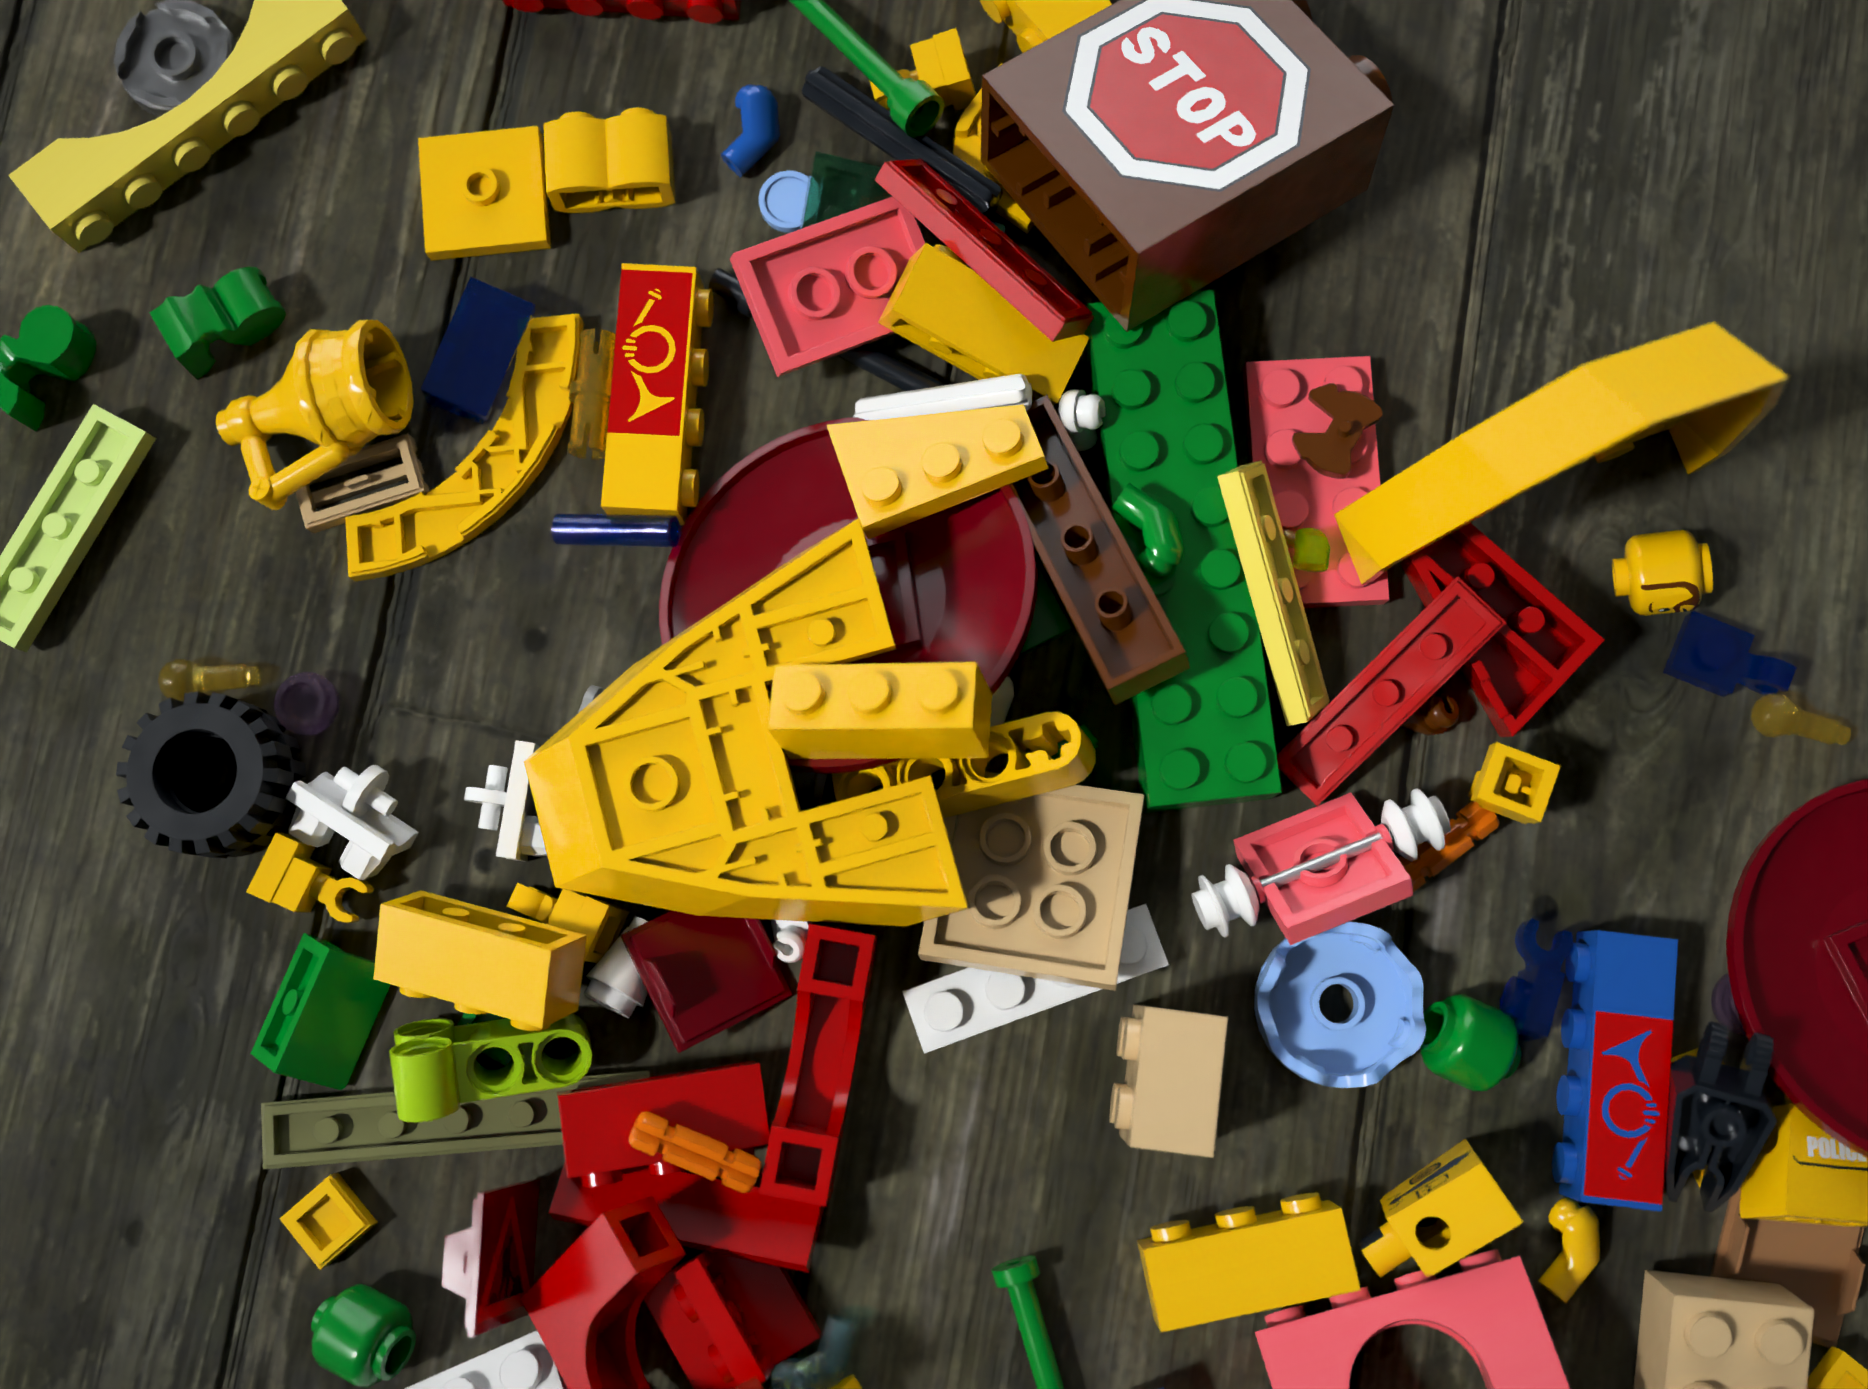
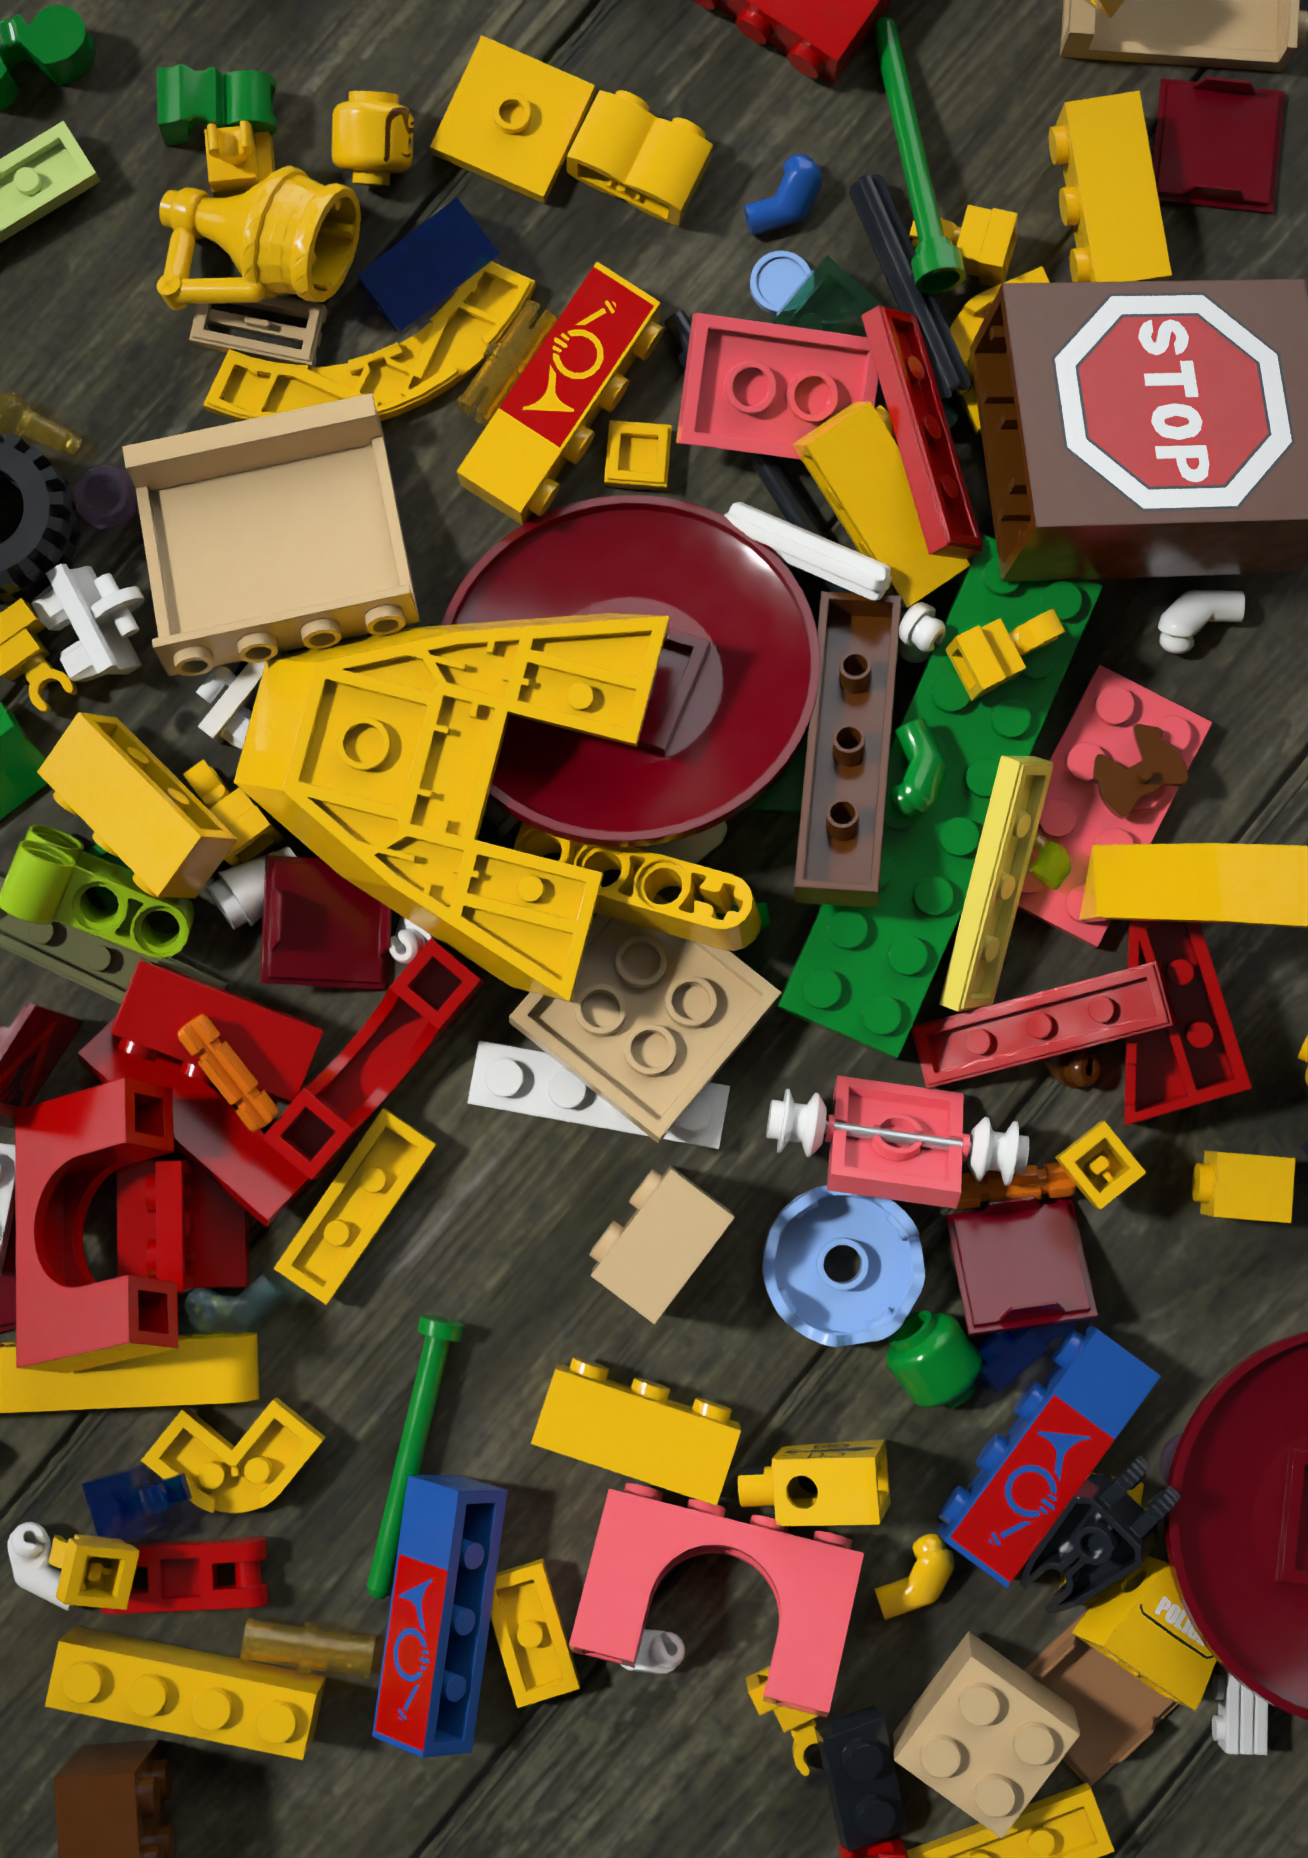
camera: 25 degrees right, 5 degrees up
(260, 350) = (237, 158): none -> yellow piece
(370, 270) = (372, 137): none -> yellow head
(468, 654) = (271, 536): none -> tan panel
(616, 530) = (458, 497): clear blue piece -> none
(751, 410) = (638, 456): none -> yellow tile
(877, 1206) = (355, 1206): none -> yellow plate
(881, 711) = (591, 794): yellow brick -> none
(932, 461) = (764, 598): yellow wing -> none
(1159, 394) = (992, 656): none -> yellow piece
(1297, 275) = (1193, 611): none -> white arm
(1493, 914) = (1020, 1265): none -> dark red piece
(1643, 731) = (1245, 1186): none -> yellow brick

